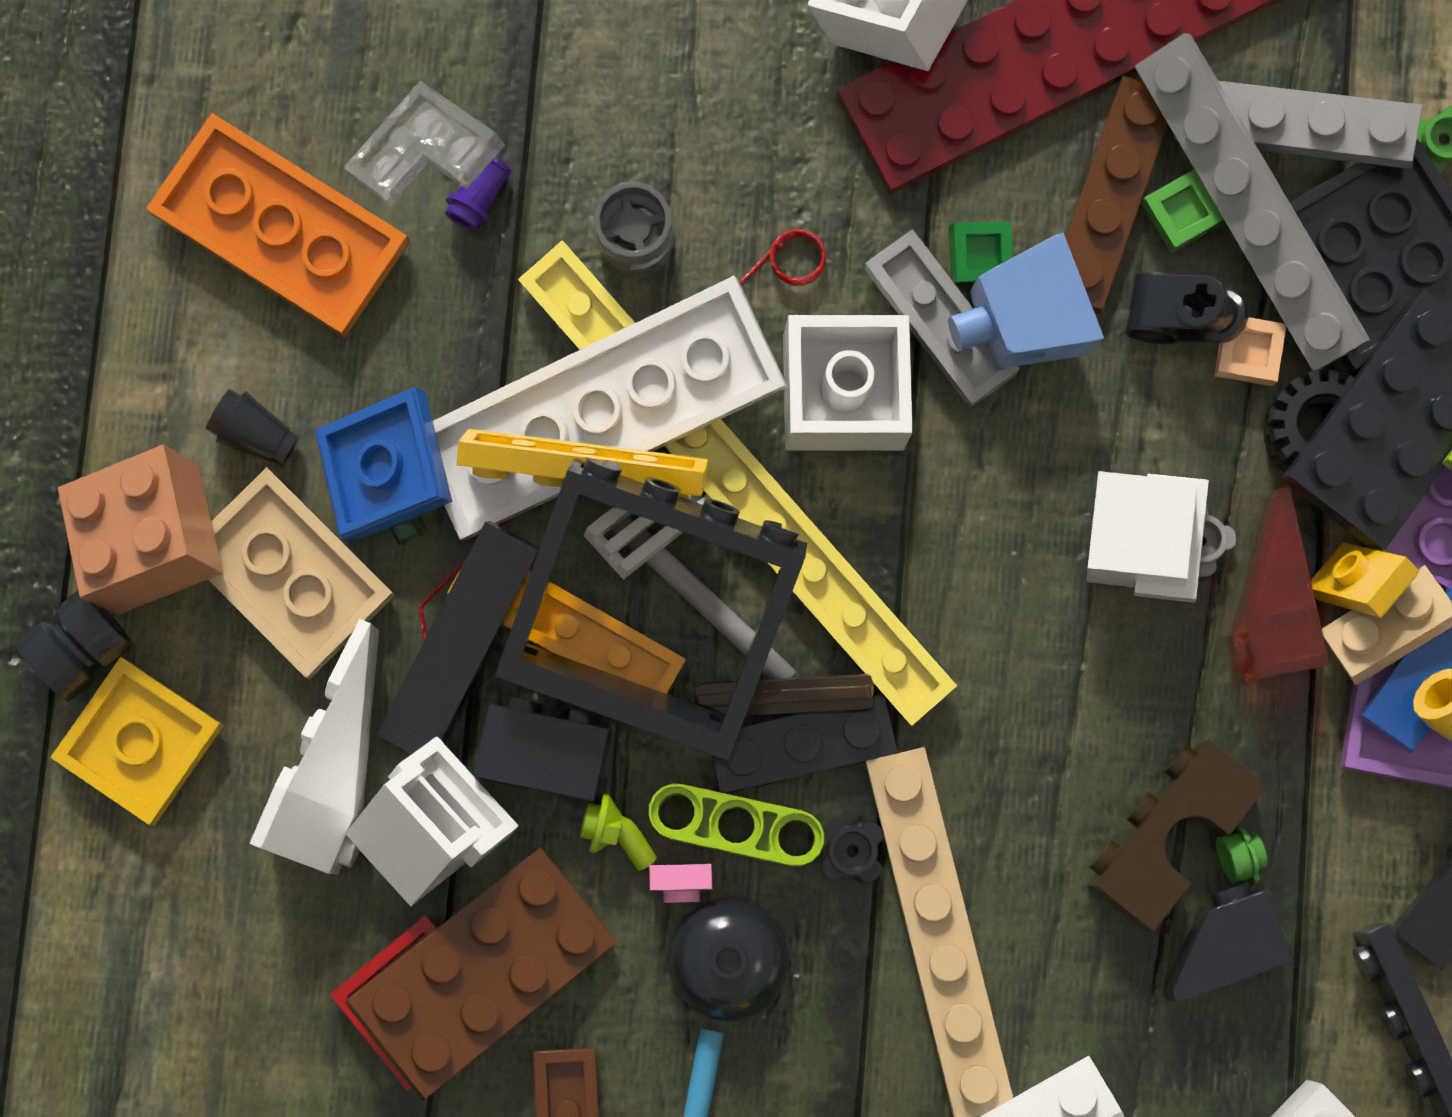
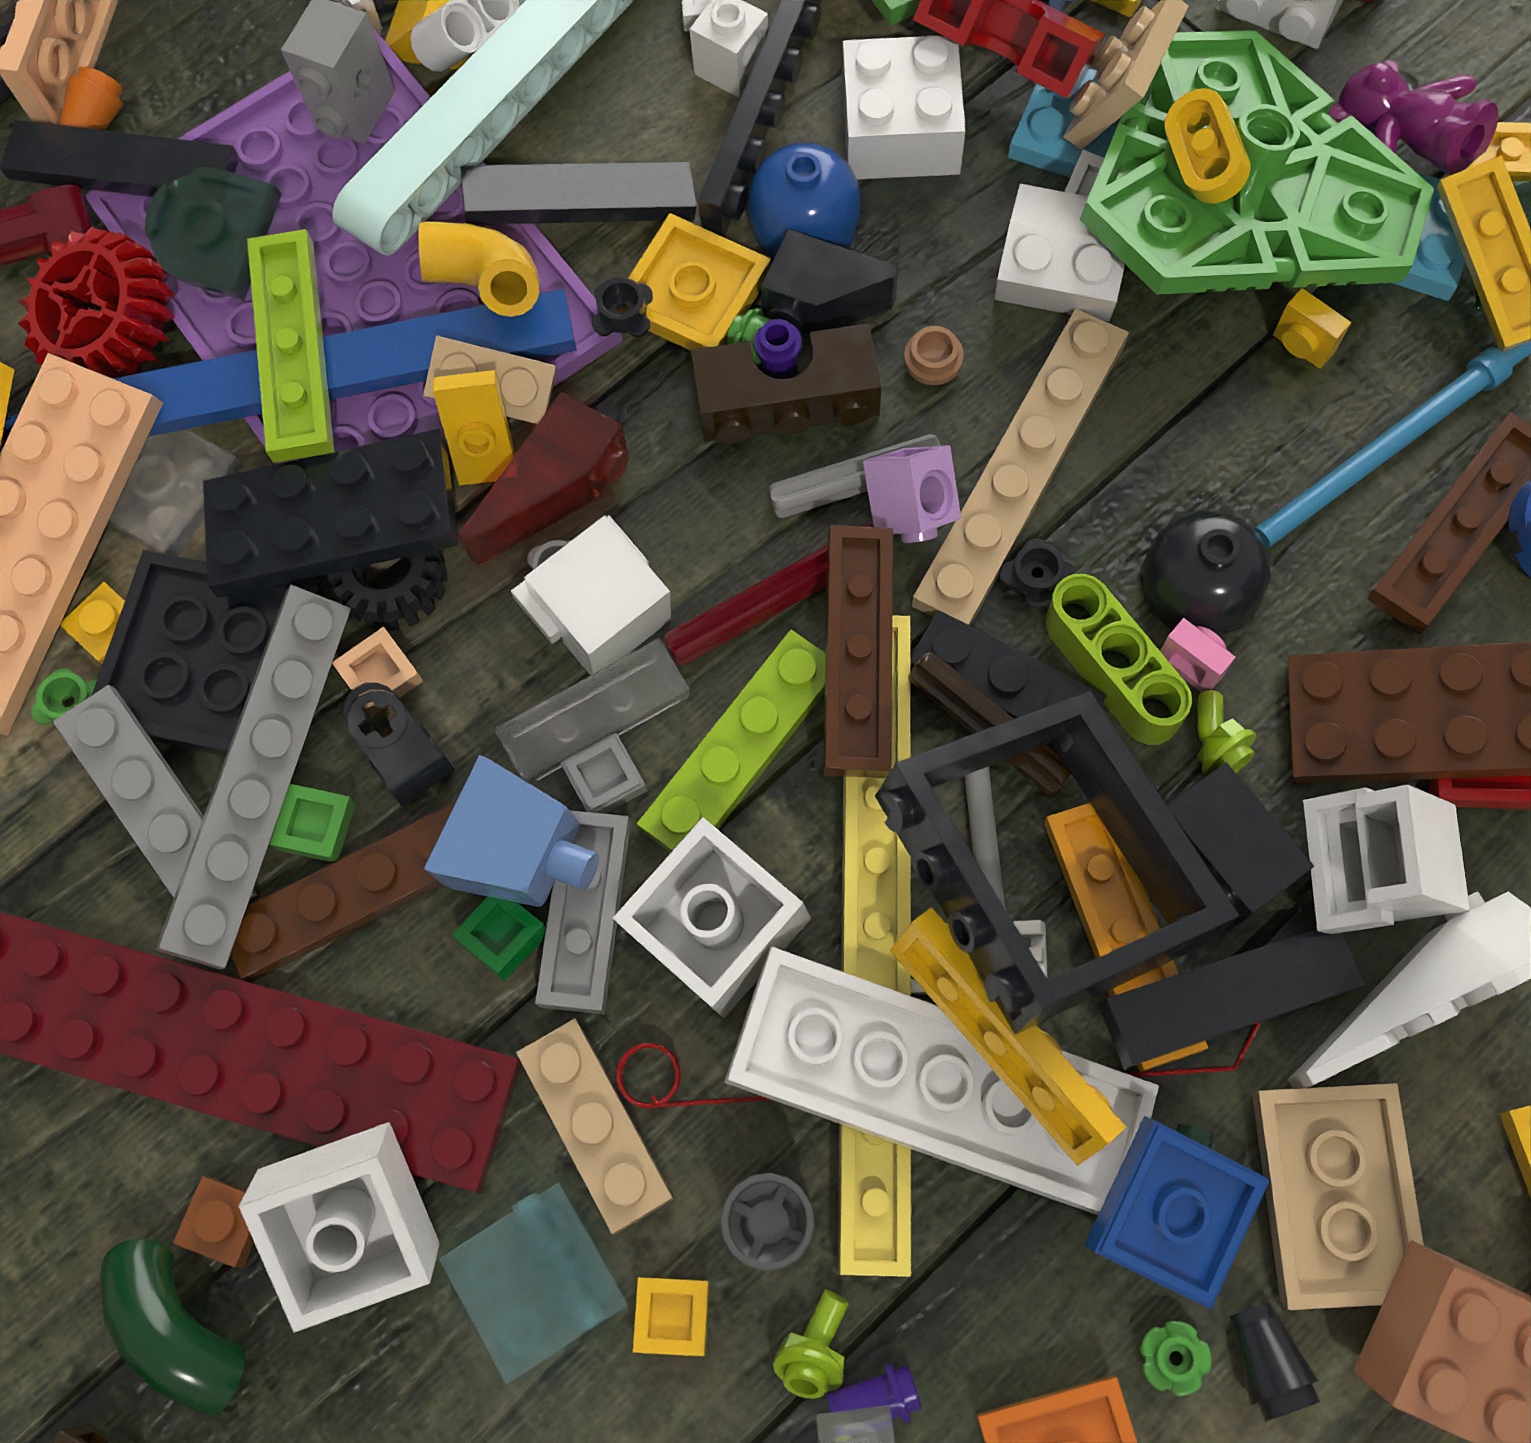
camera: 135 degrees left, 10 degrees down
(320, 395) = (1156, 1366): none -> bright green plate
(536, 178) = (806, 1361): none -> lime plate
(645, 128) = (671, 1316): none -> yellow plate
(750, 73) = (533, 1282): none -> clear light blue hinge
(803, 196) = (595, 1126): none -> tan plate
(920, 655) = (858, 652): none -> reddish brown plate
(946, 531) = (740, 743): none -> lime plate
(995, 820) = (913, 491): none -> lavender brick
(1020, 423) = (604, 775): none -> light grey tile
(1027, 665) = (749, 607): none -> dark red axle
(1055, 812) = (830, 482): none -> light grey axle
(1072, 461) = (592, 710): none -> clear tile
(1088, 967) = (933, 355): none -> medium nougat plate
(1218, 860) = (778, 346): none -> dark purple pin
(1313, 1015) = (804, 191): none -> blue cylinder
(1329, 858) = (697, 283): none -> yellow plate
(1373, 777) = (618, 294): none -> black plate

